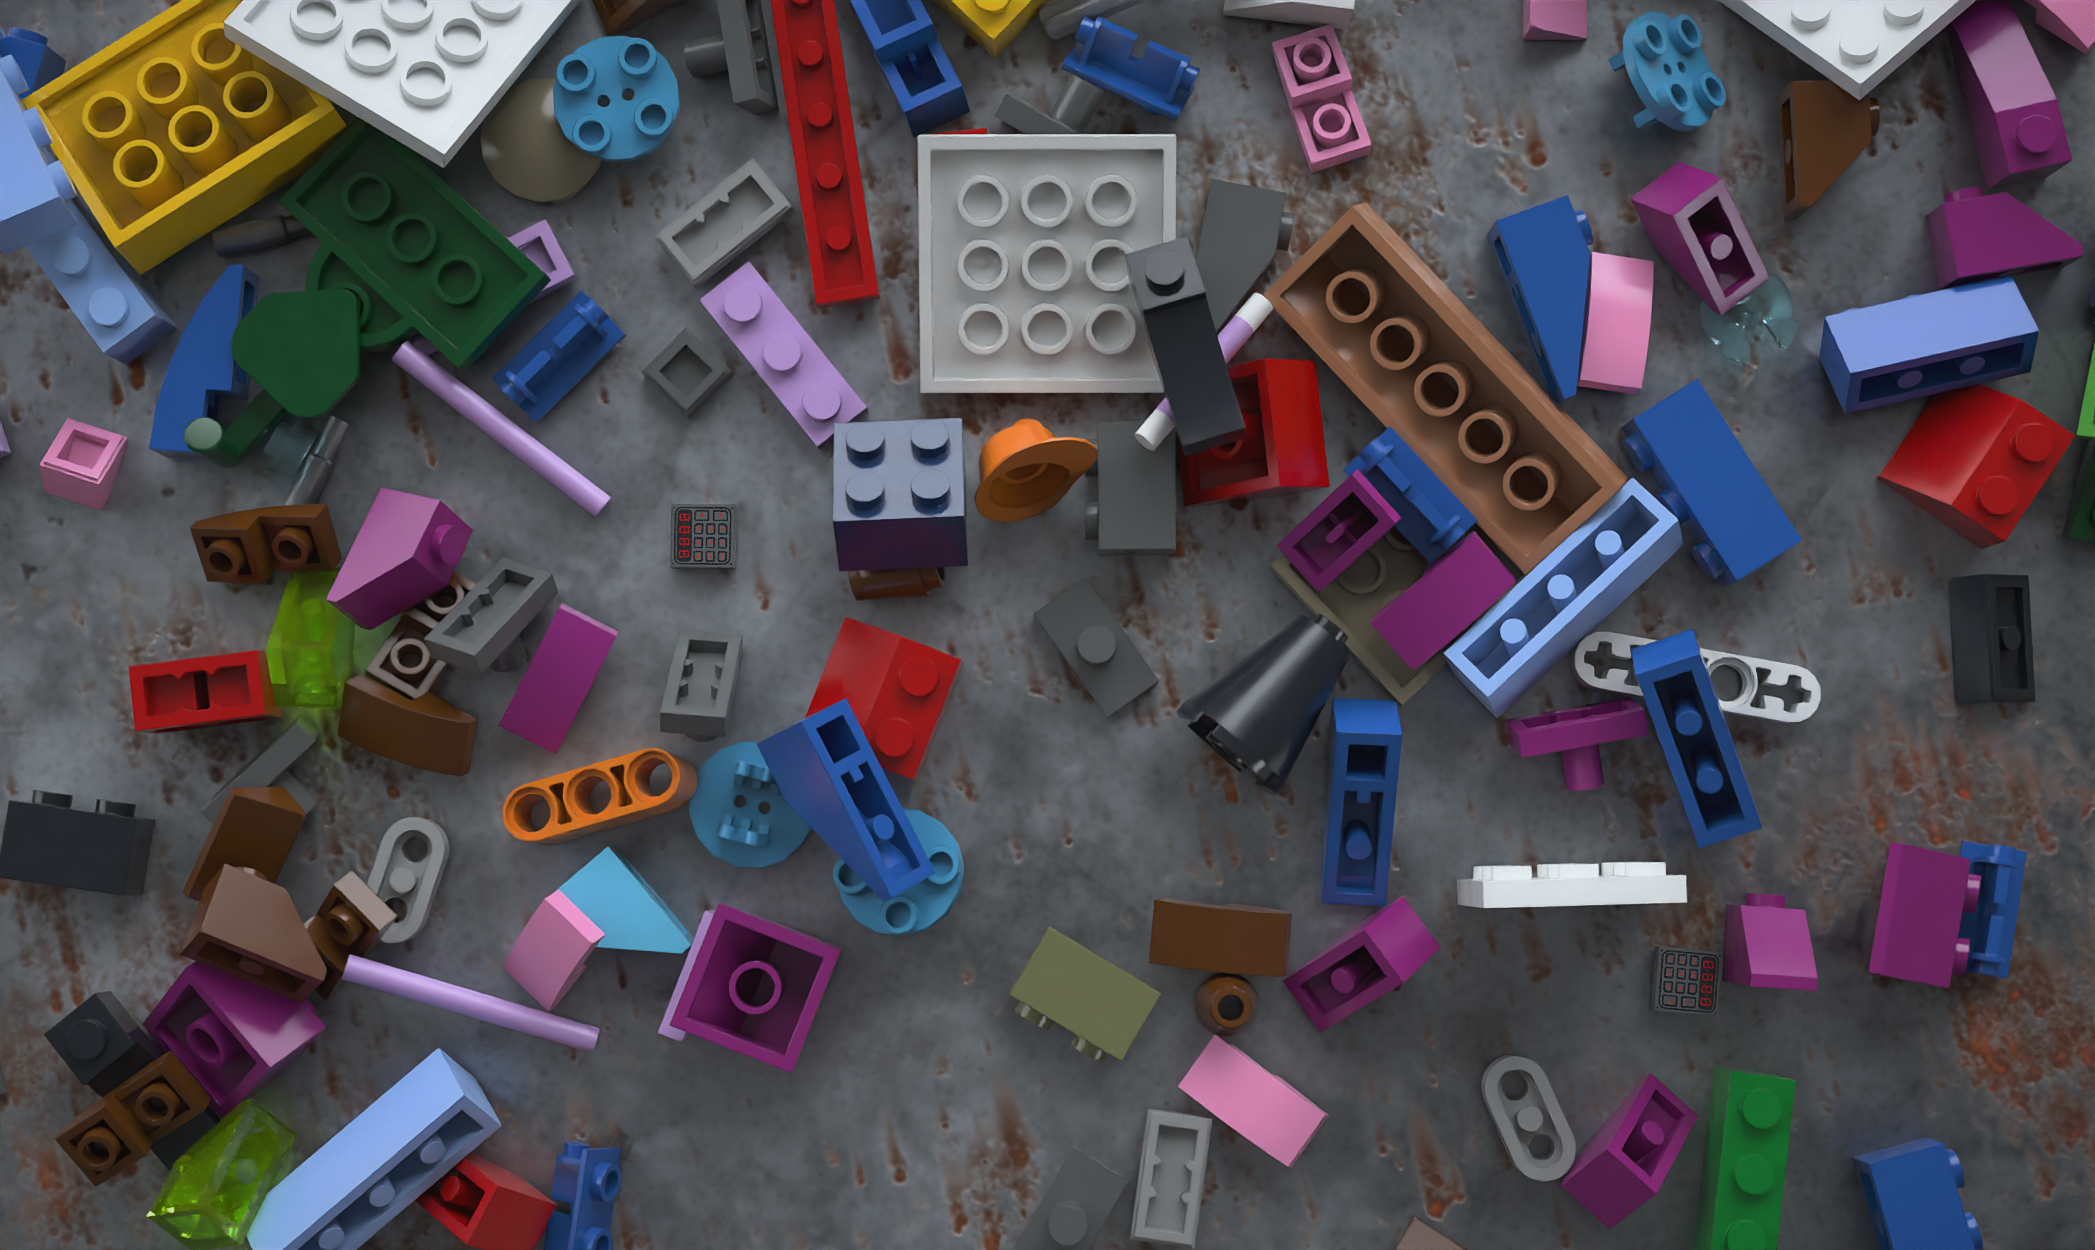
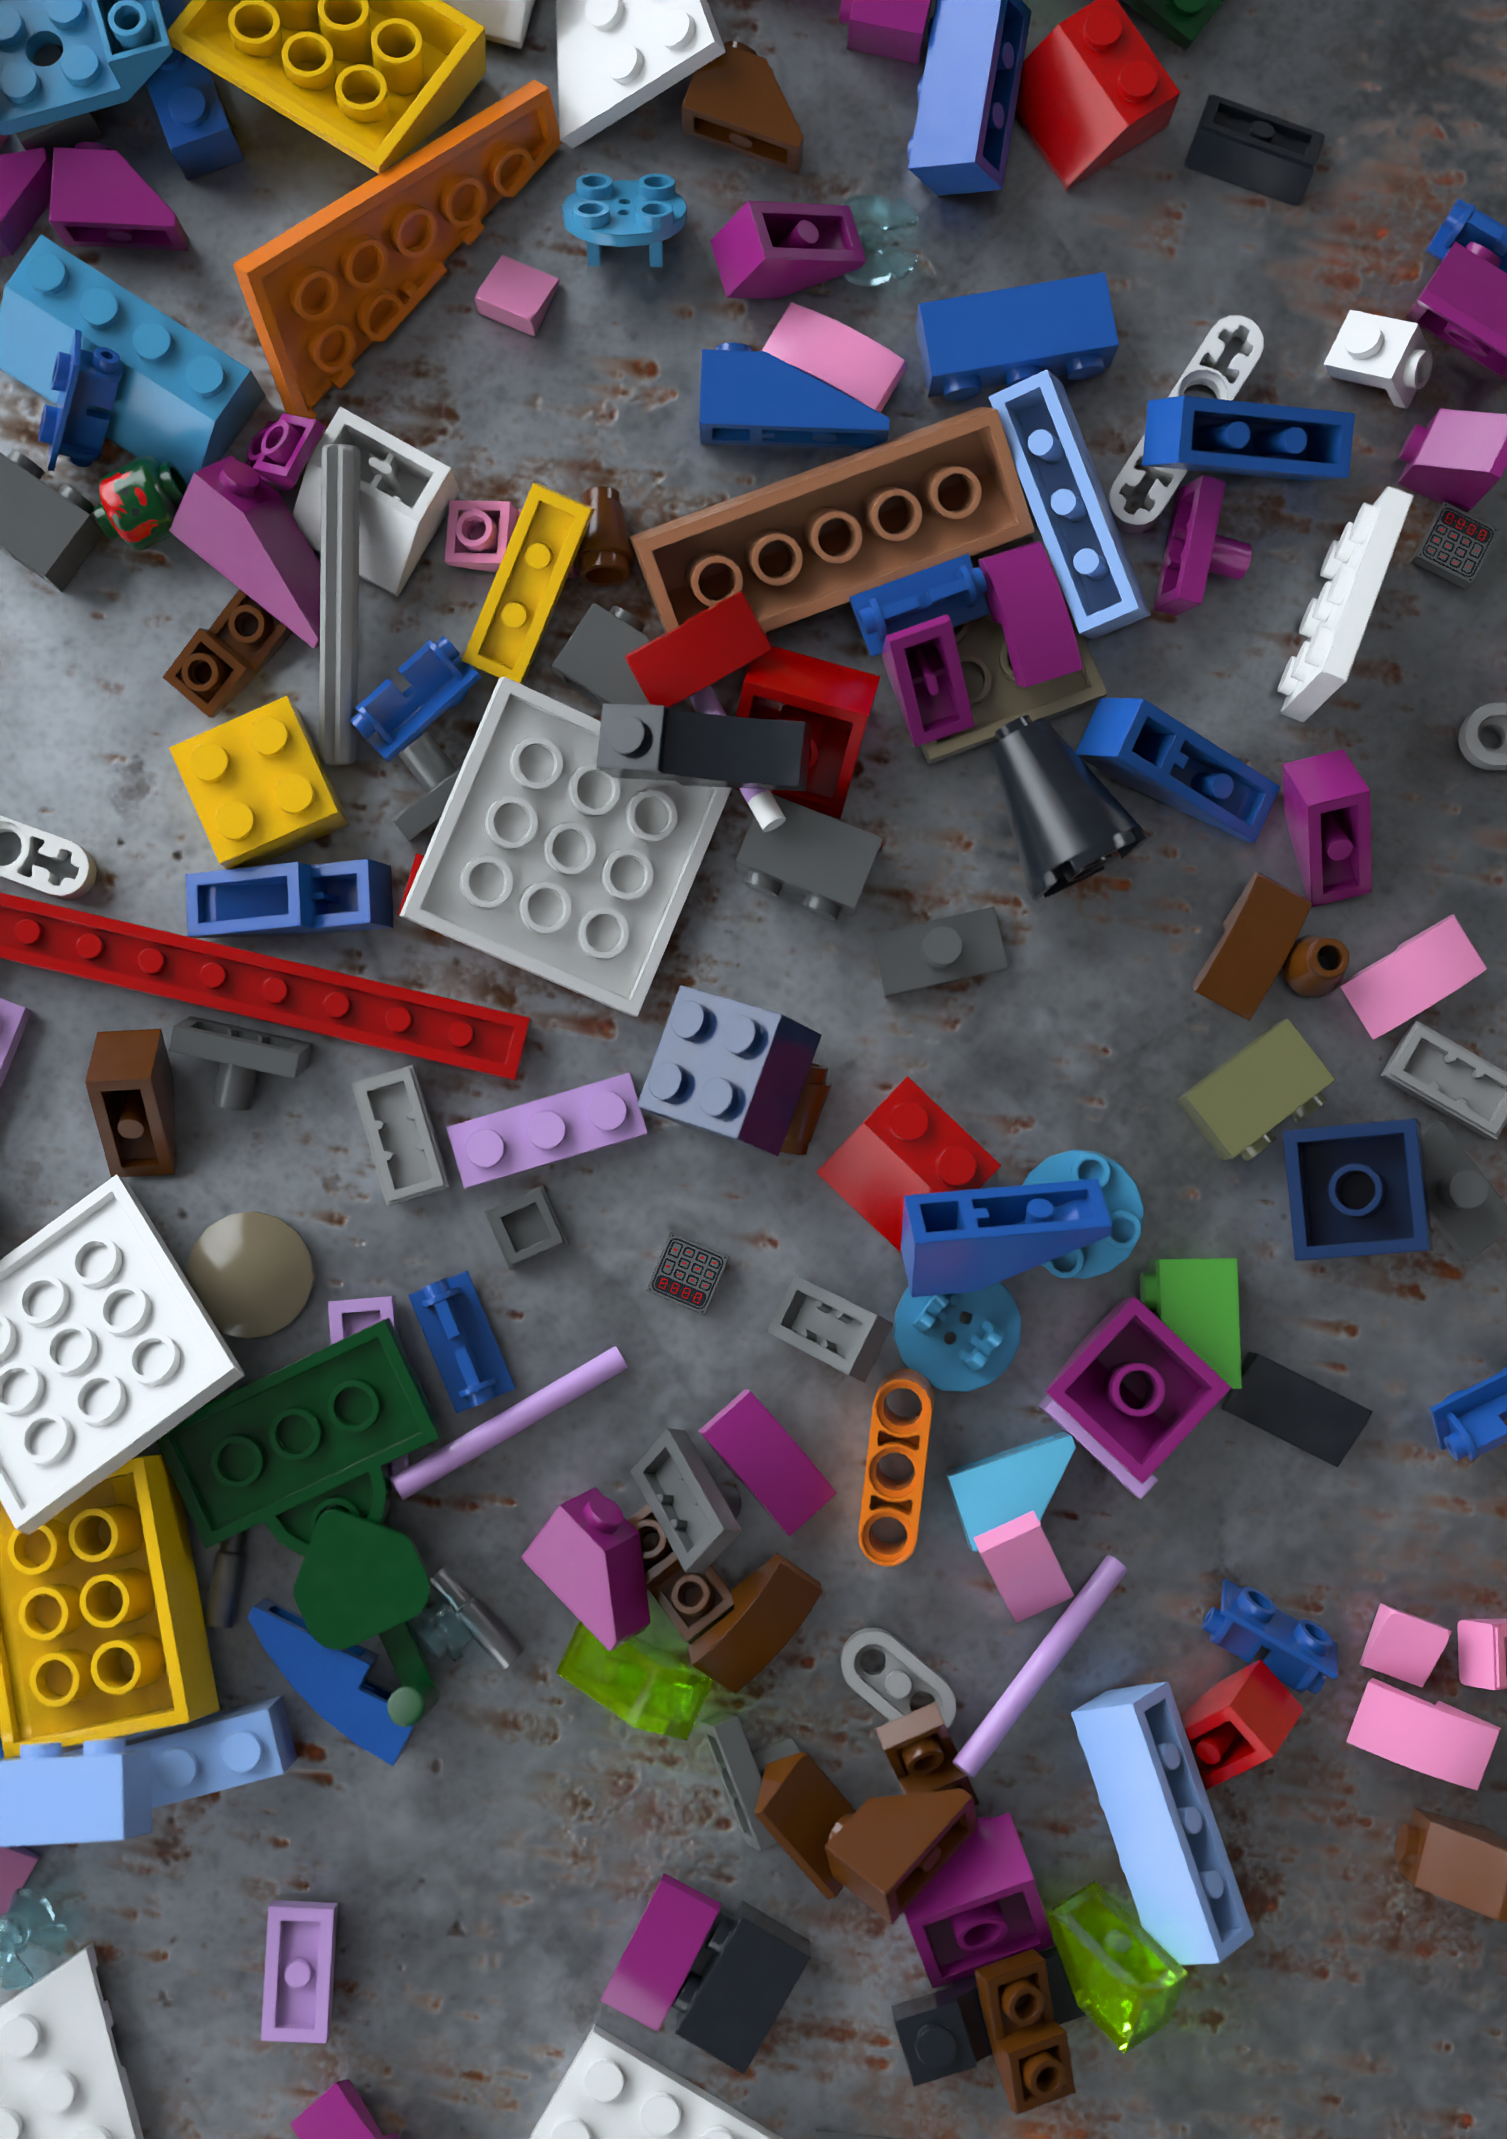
camera: 70 degrees left, 0 degrees up
(78, 760) = (660, 1952): none -> magenta slope
(83, 463) = (375, 1837): bright pink slope -> none
(202, 692) = (647, 1805): red brick -> none
(260, 540) = (521, 1695): reddish brown slope -> none
(609, 70) = (213, 1182): dark azure plate -> none
(803, 1150) = (1296, 1409): none -> black slope
(856, 1019) = (1199, 1306): none -> bright green slope
(1024, 1123) = (1357, 1190): none -> dark blue brick
(1028, 470) = (752, 944): orange piece -> none
(1276, 306) = (699, 651): none -> red slope
(1280, 126) = (528, 583): none -> yellow plate
(1354, 178) = (606, 546): none -> reddish brown cone
(1839, 838) = (1381, 355): none -> white bracket

